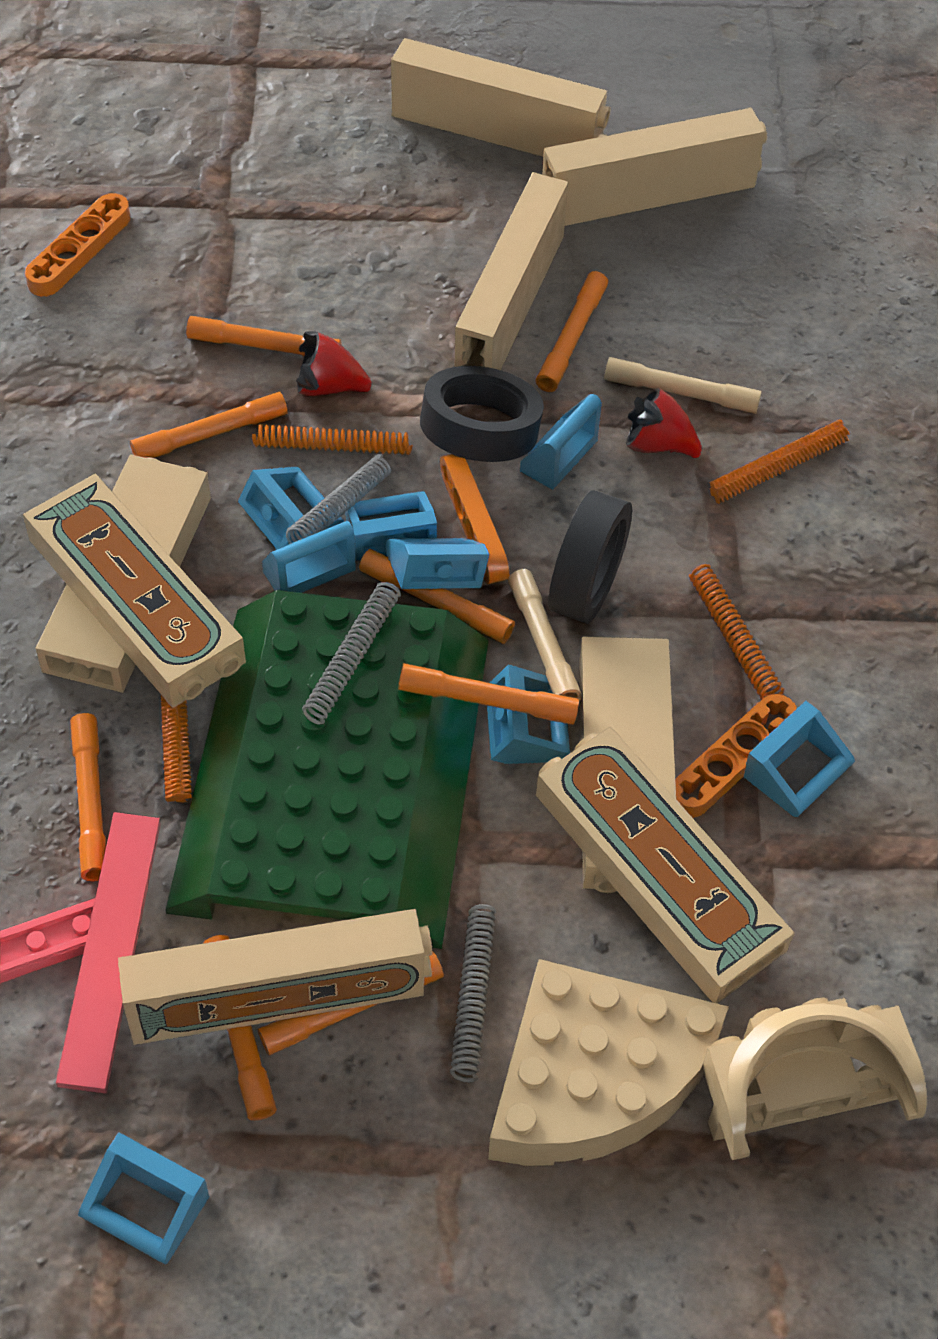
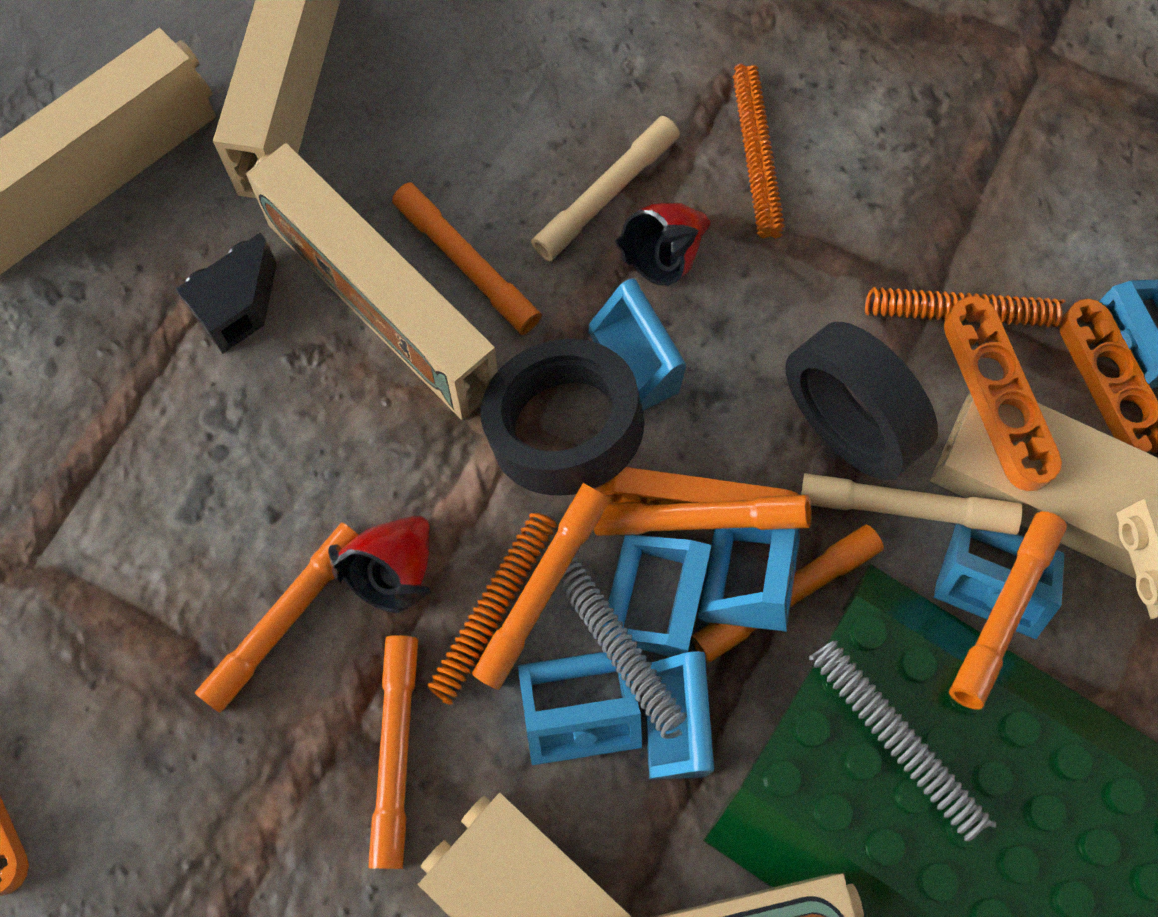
camera: 65 degrees left, 15 degrees up
(402, 445) = (510, 639): none -> orange piece
(462, 223) = (232, 293): none -> black slope
(470, 529) = (760, 513): none -> orange piece
(663, 649) = (1010, 390): none -> orange beam

